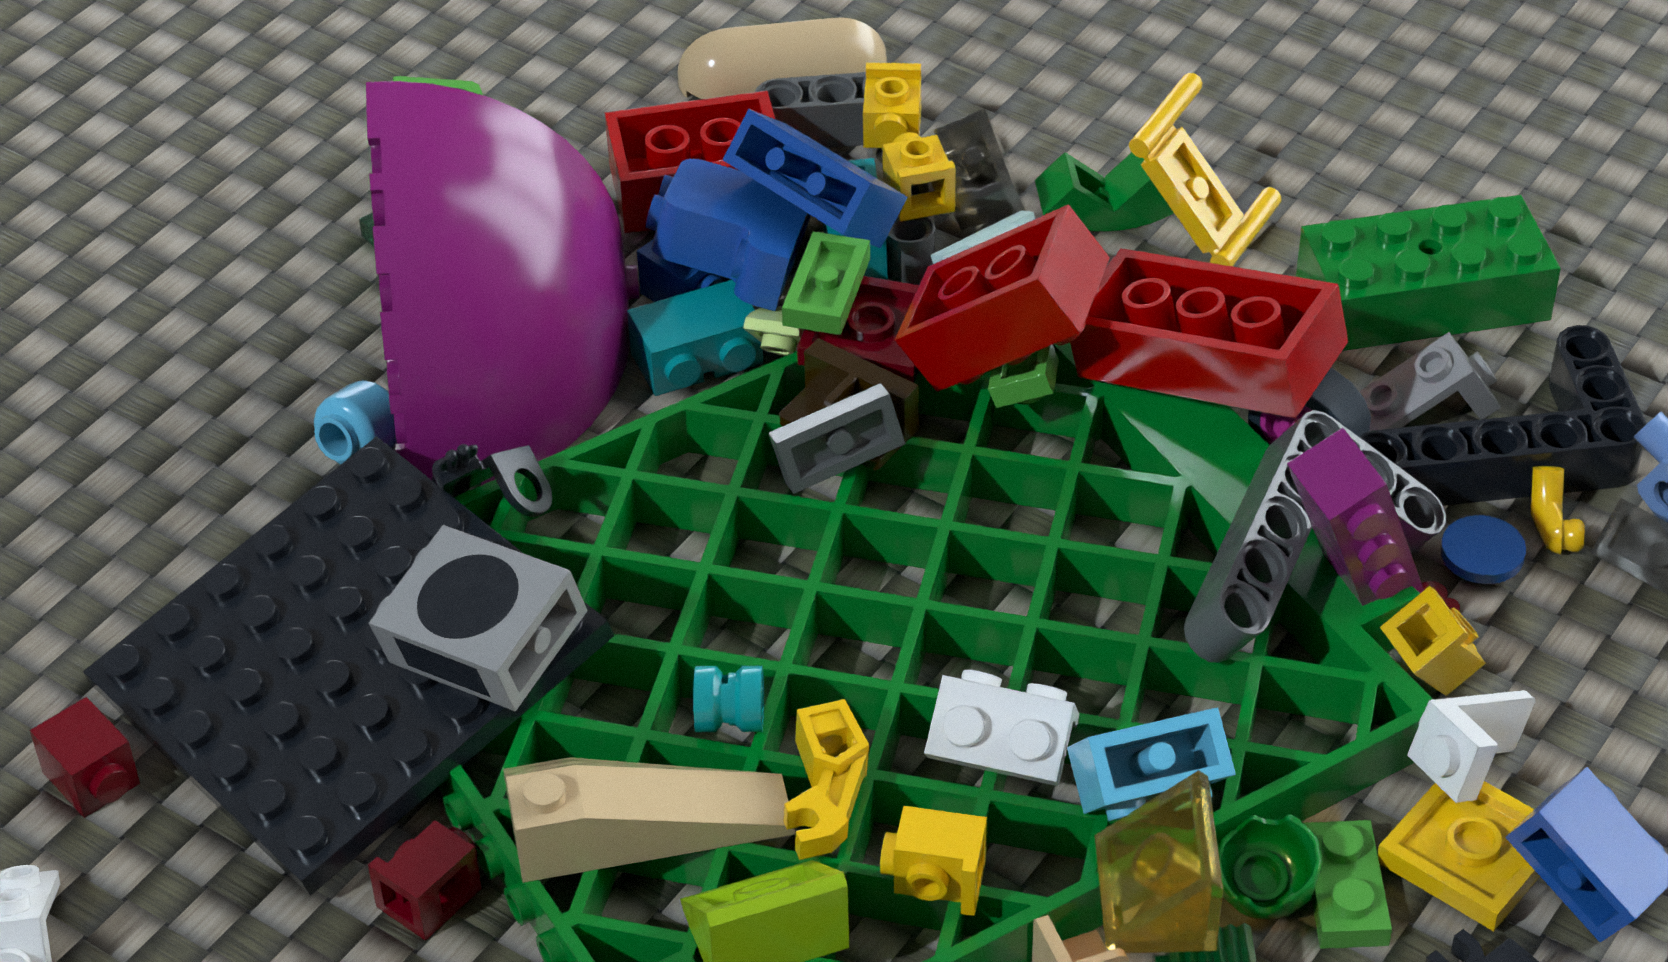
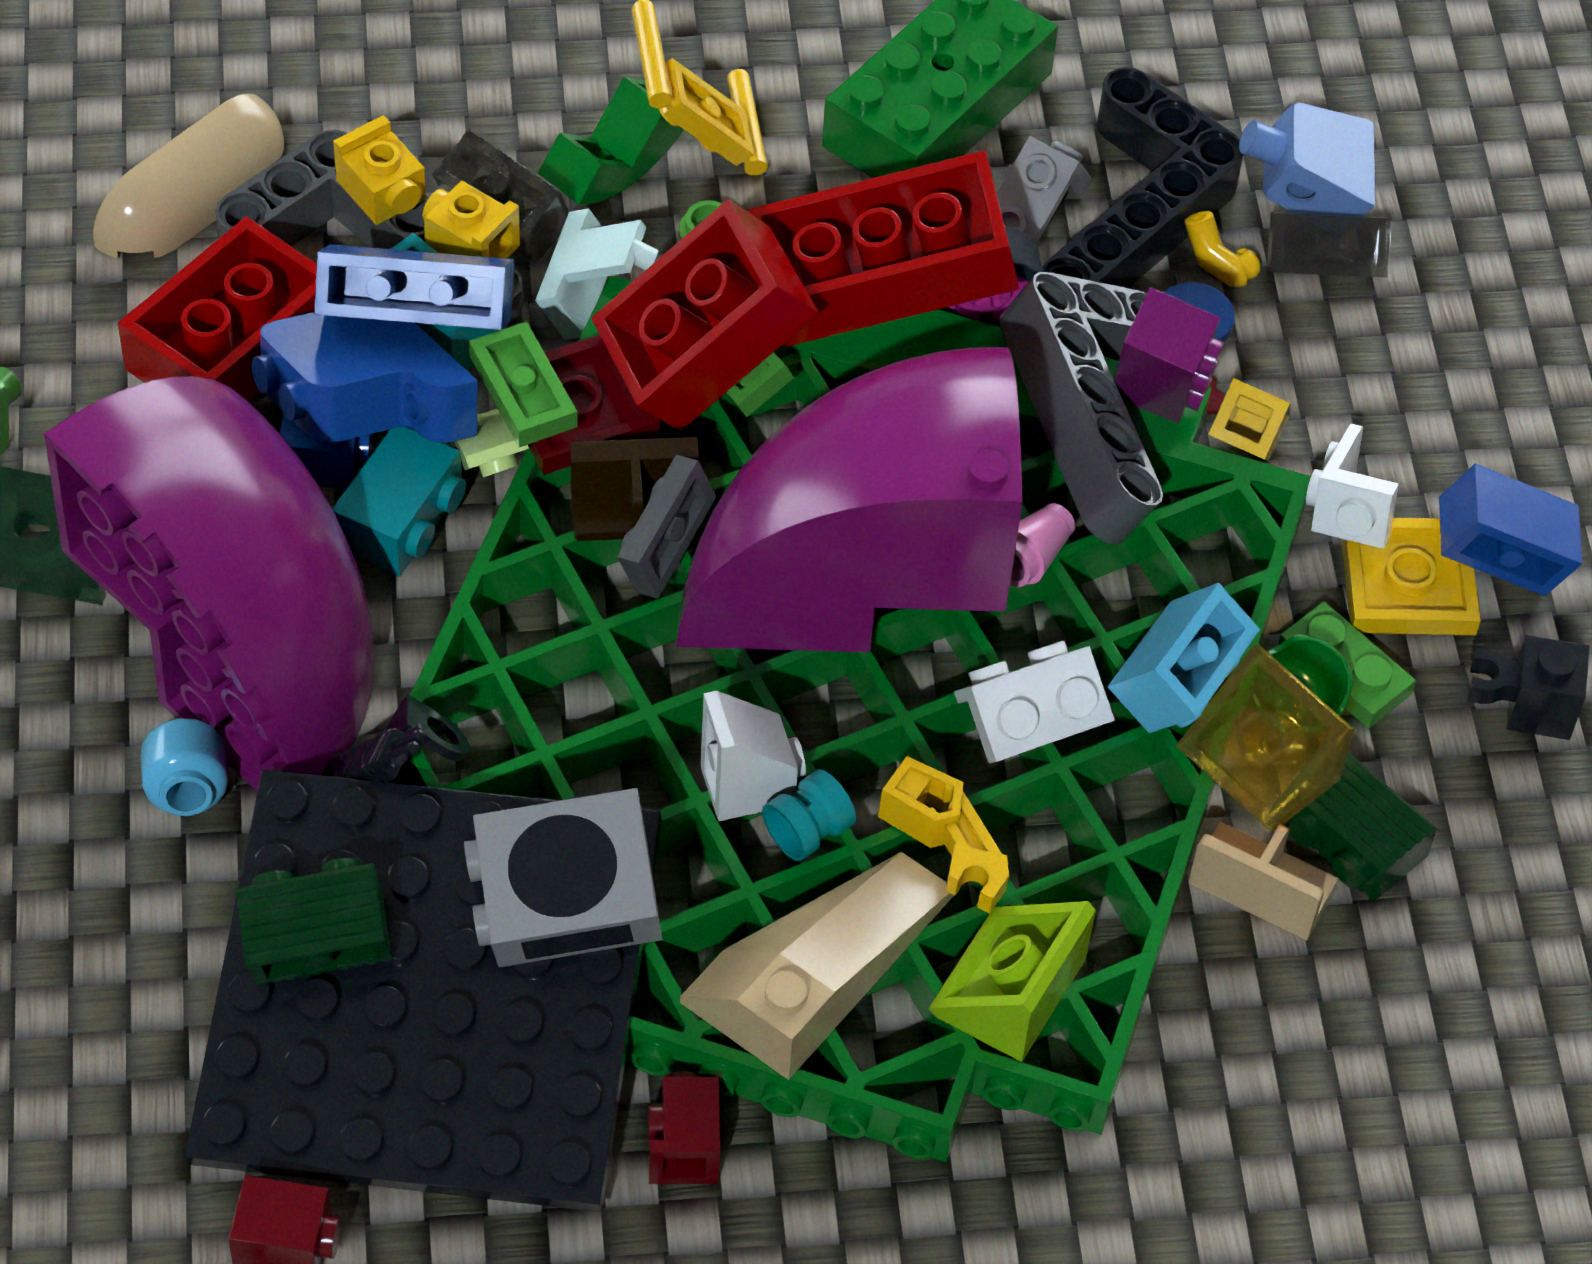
camera: 45 degrees left, 10 degrees up
(288, 547) = (313, 921): none -> dark green brick
(714, 615) = (746, 756): none -> white slope
(937, 856) = (1099, 841): yellow brick -> none
(998, 496) = (864, 503): none -> magenta brick
(1124, 614) = (1039, 542): none -> bright pink cone

